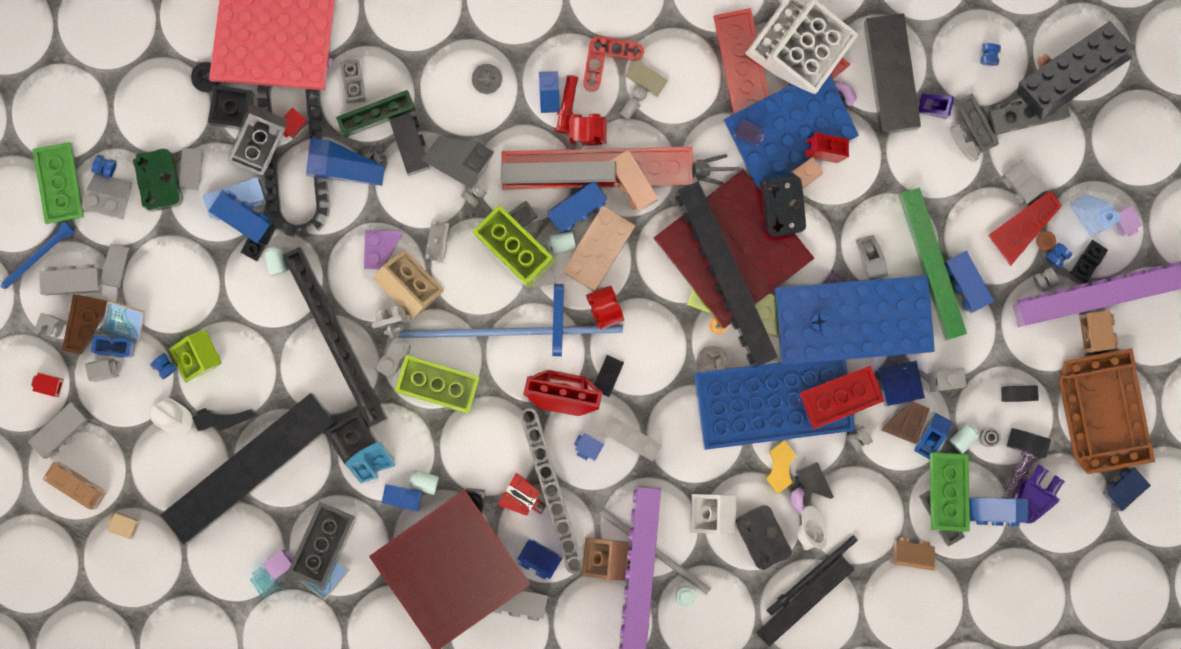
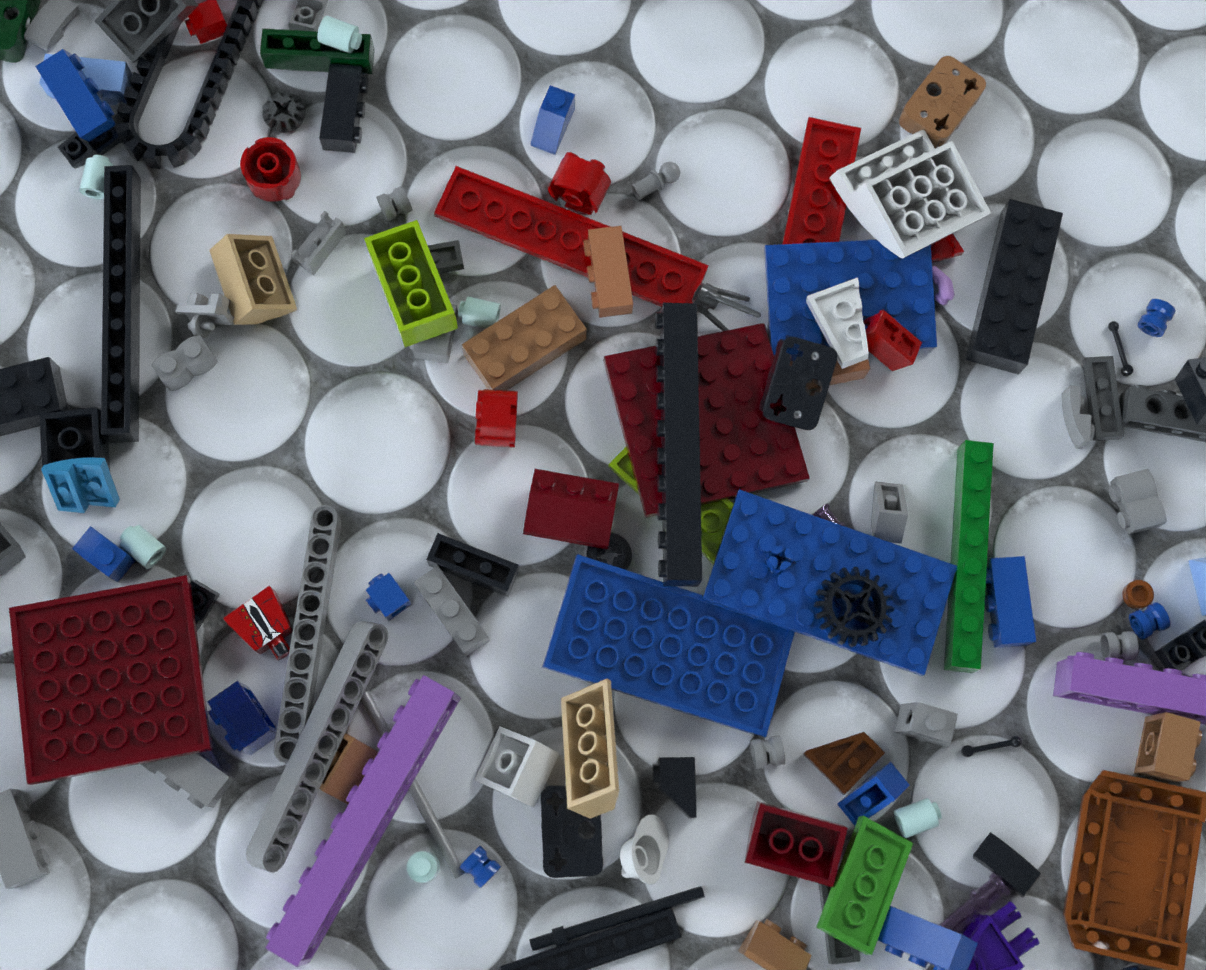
camera: 15 degrees right, 10 degrees down
(338, 163) = (237, 88): blue wedge -> none
(379, 247) = (240, 216): medium lavender wing -> none
(390, 101) = (339, 34): none -> light aqua brick
(395, 212) = (271, 169): none -> red brick
(437, 384) = (224, 421): lime brick -> none
(459, 159) = (397, 152): dark grey slope -> none
(480, 72) = (476, 63): dark grey gear -> none
(507, 331) = (357, 399): medium blue piece -> none
(557, 340) = (425, 409): blue beam -> none
(558, 172) = (516, 216): light grey tile -> none
(563, 393) = (384, 507): red wedge -> none
(567, 105) = (570, 144): red pin -> none
(577, 206) = (521, 273): blue brick -> none
(591, 553) = (316, 747): none -> light grey beam
(600, 55) = (642, 106): beam -> none
(608, 375) = (459, 512): black slope -> none
(632, 405) = (473, 564): none -> black brick
(647, 78) = (691, 163): tile -> none
(676, 344) = (571, 508): none -> dark red slope
(717, 330) = (635, 518): light orange plate -> none
(718, 581) = (480, 866): none -> blue wheel
(749, 133) = (791, 272): clear purple brick -> none
(755, 486) = (590, 750): none -> tan slope
(779, 476) = (647, 731): yellow tile -> none
(793, 151) = (841, 321): none -> white wing
(797, 500) = (643, 799): lavender arm -> none
(841, 397) = (767, 680): red plate -> none
(879, 324) = (863, 612): none -> black gear
(898, 486) = (795, 844): none -> dark red slope
(900, 383) = (857, 699): clear blue brick -> none
(936, 105) = (1058, 352): dark purple slope -> none
(979, 384) = (968, 751): none -> black hinge
(985, 96) = (1127, 369): none -> black hinge
(986, 437) = (948, 831): light grey wheel -> none
(1019, 393) = (1022, 787): black tyre -> none
(1020, 230) = (1109, 563): red wing -> none

